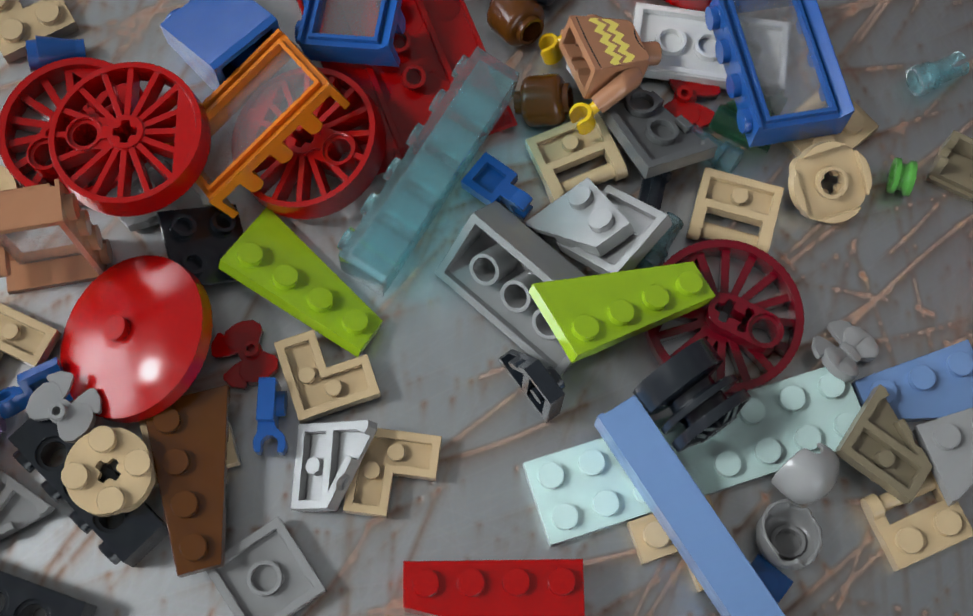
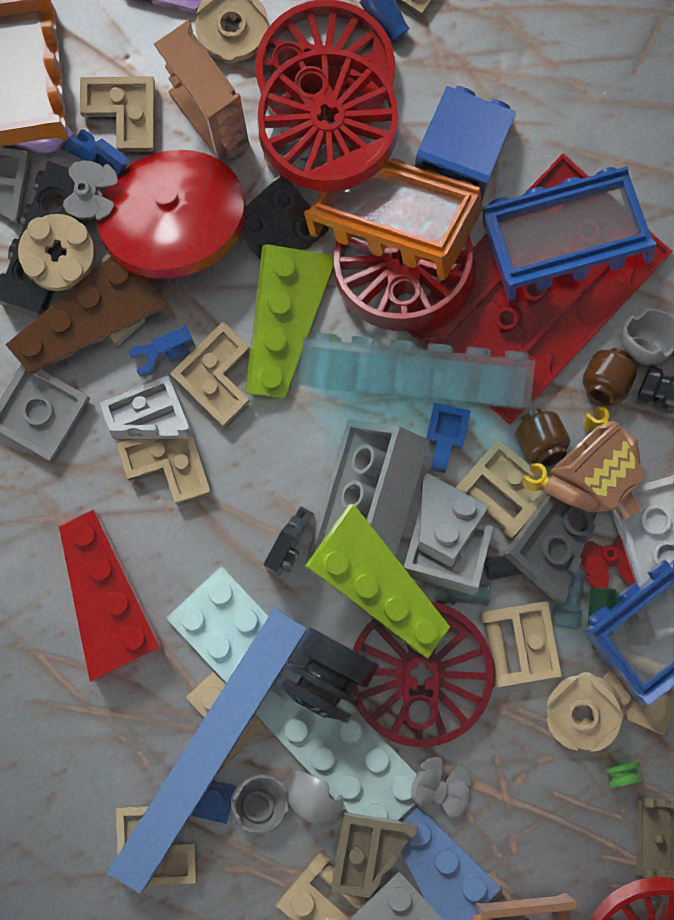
camera: 70 degrees right, 10 degrees up
(244, 340) = (201, 315): red piece -> none

